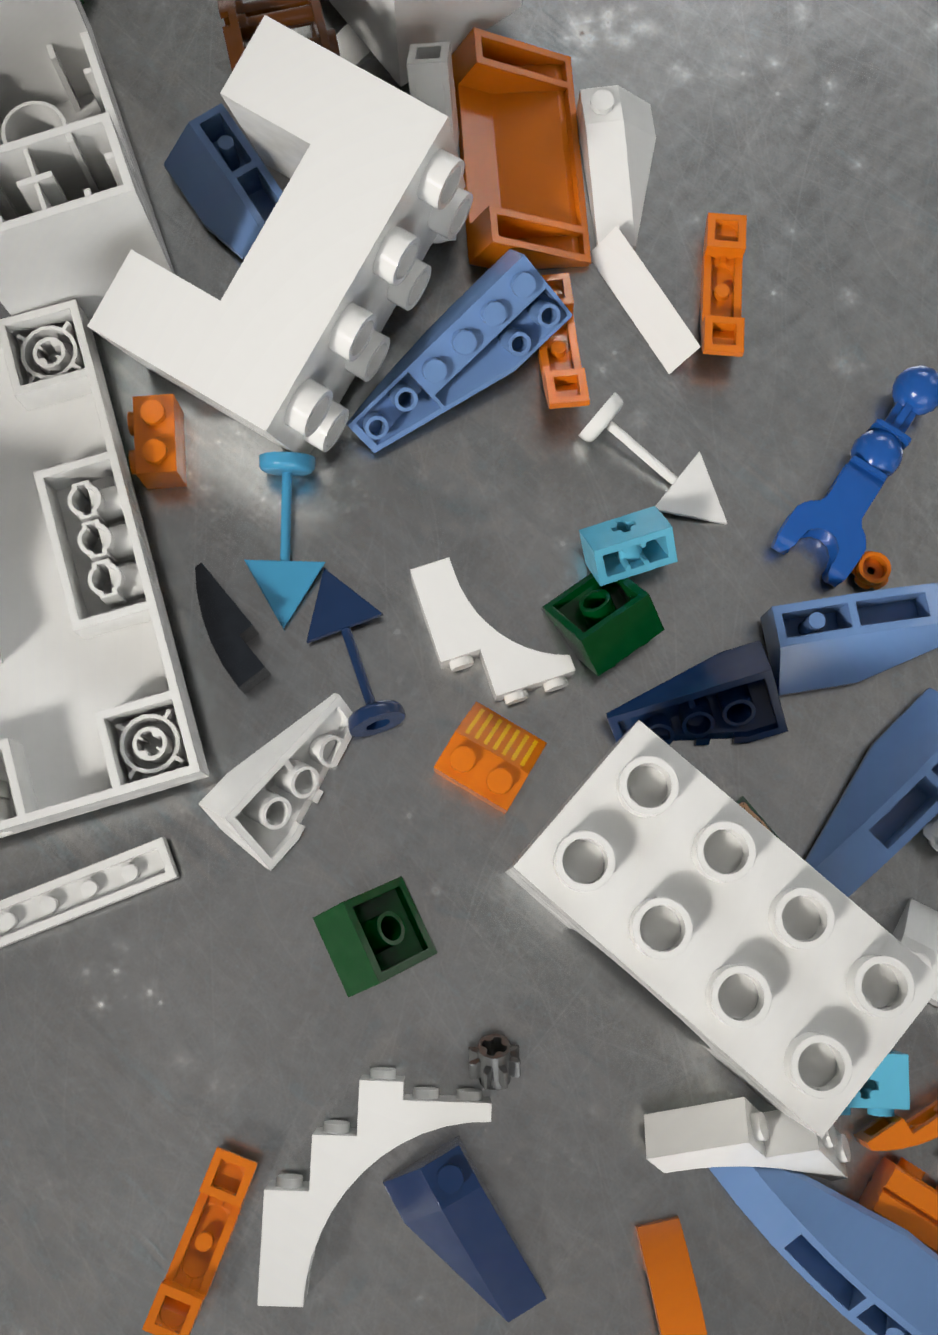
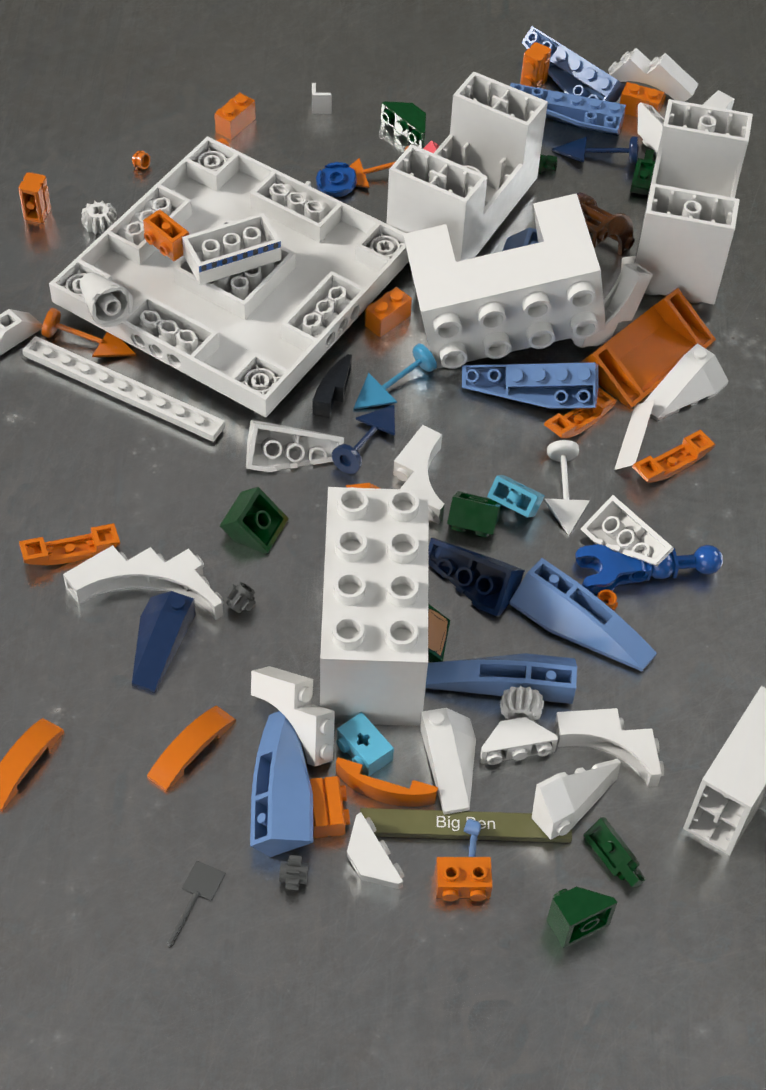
camera: 50 degrees right, 25 degrees down
(812, 460) = (626, 533): none -> white wedge

